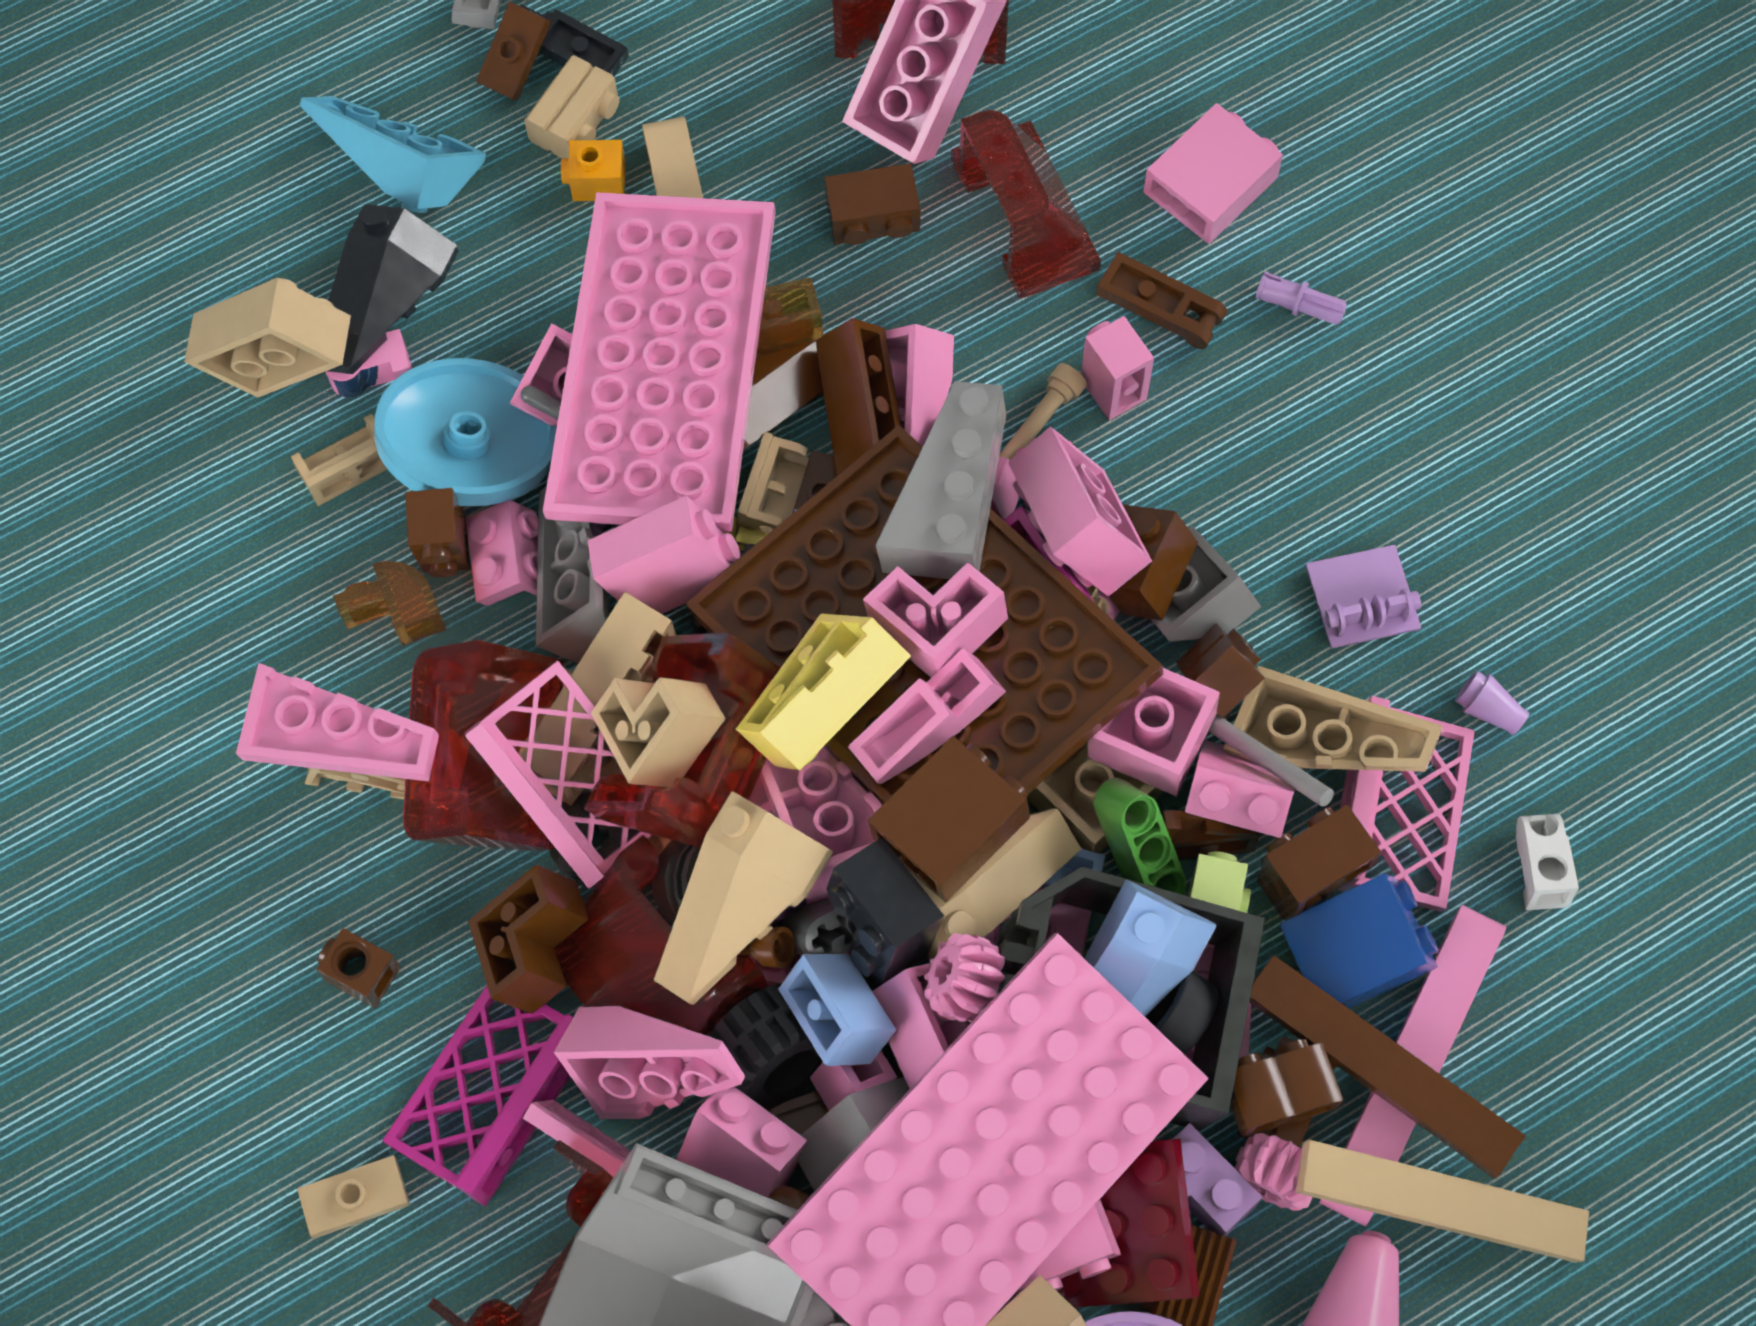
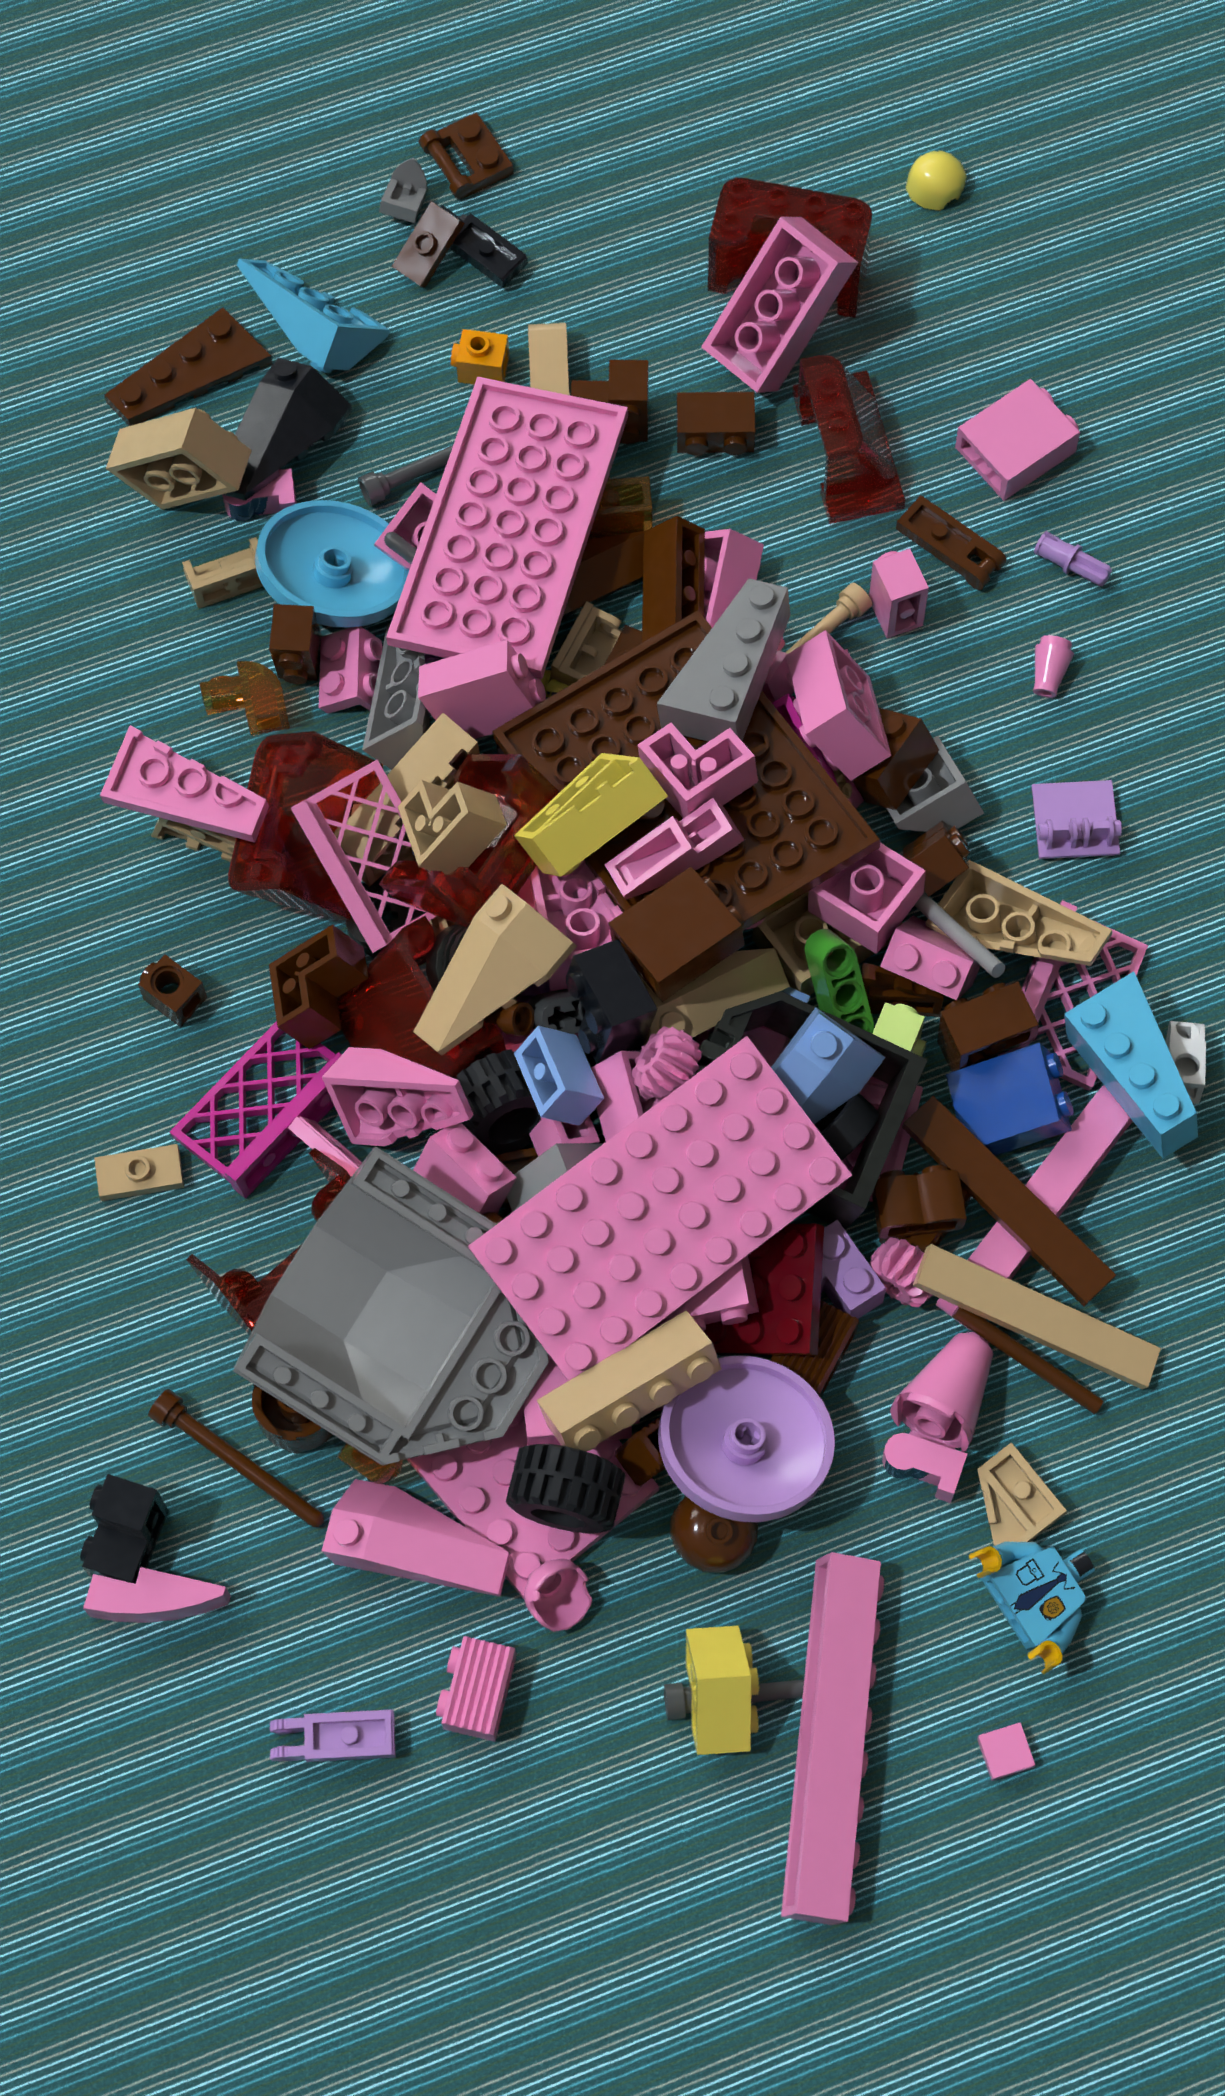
camera: 10 degrees right, 0 degrees up
(262, 230) = (200, 359): none -> reddish brown wing
(501, 333) = (376, 486): none -> dark grey piece
(572, 107) = (470, 300): tan brick -> none
(766, 180) = (626, 387): none -> reddish brown brick
(1301, 420) = (1051, 664): none -> bright pink cone
(1443, 1253) = (1029, 1359): none -> reddish brown bar
(1491, 703) = (1166, 924): lavender cone -> none
(1494, 875) = (1131, 1059): none -> medium azure wedge

